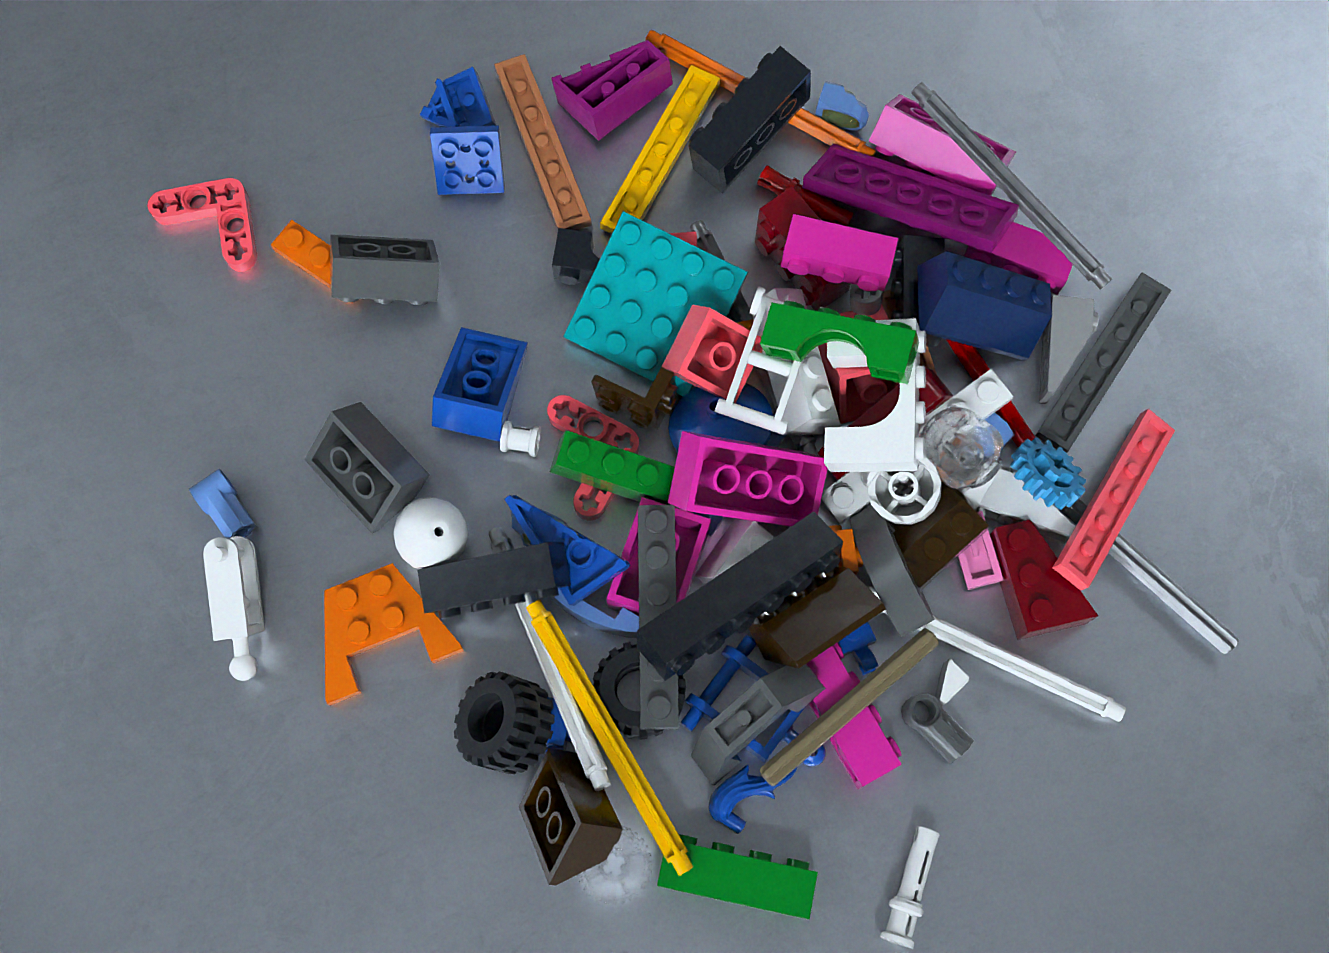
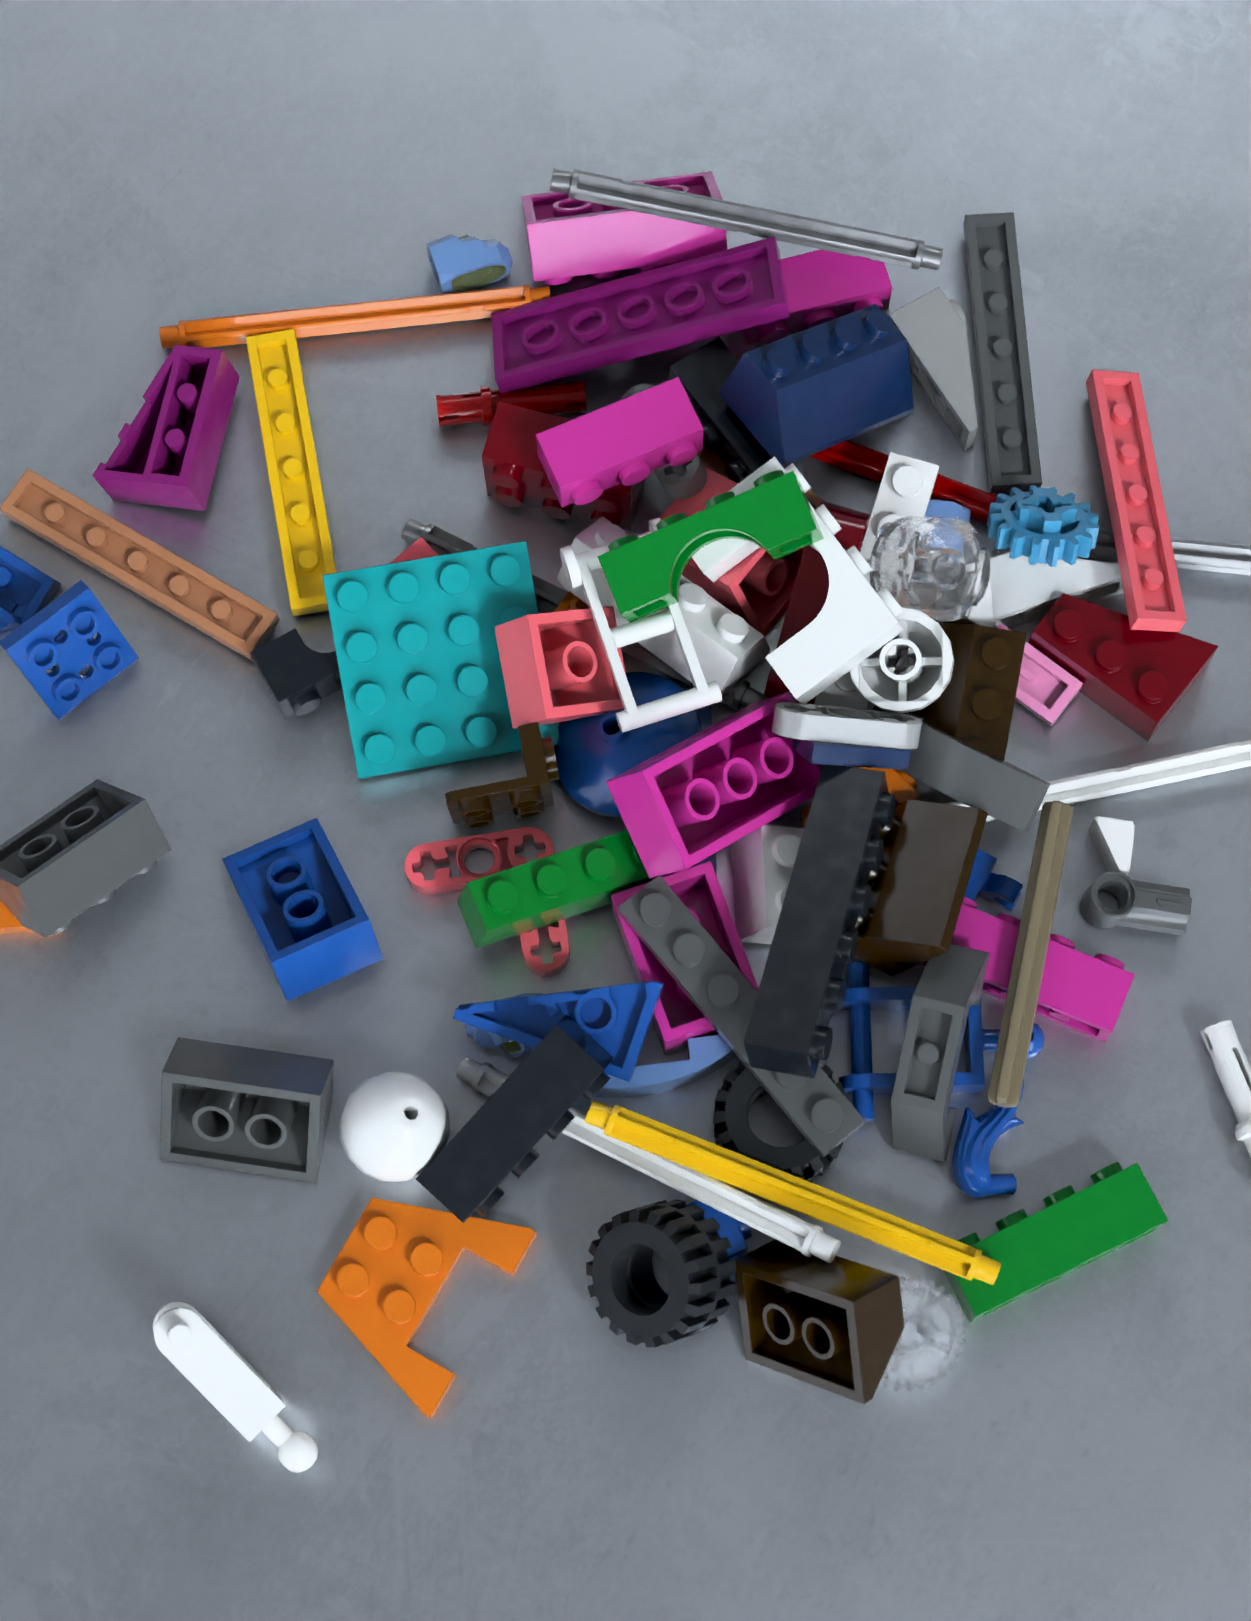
camera: 35 degrees left, 0 degrees up
(219, 500) = (97, 1284): medium blue piece -> none
(520, 438) = (405, 937): white bush -> none
(750, 118) = (379, 355): black brick -> none
(836, 516) = (852, 755): none -> dark blue tile
(843, 500) = (846, 725): none -> beam

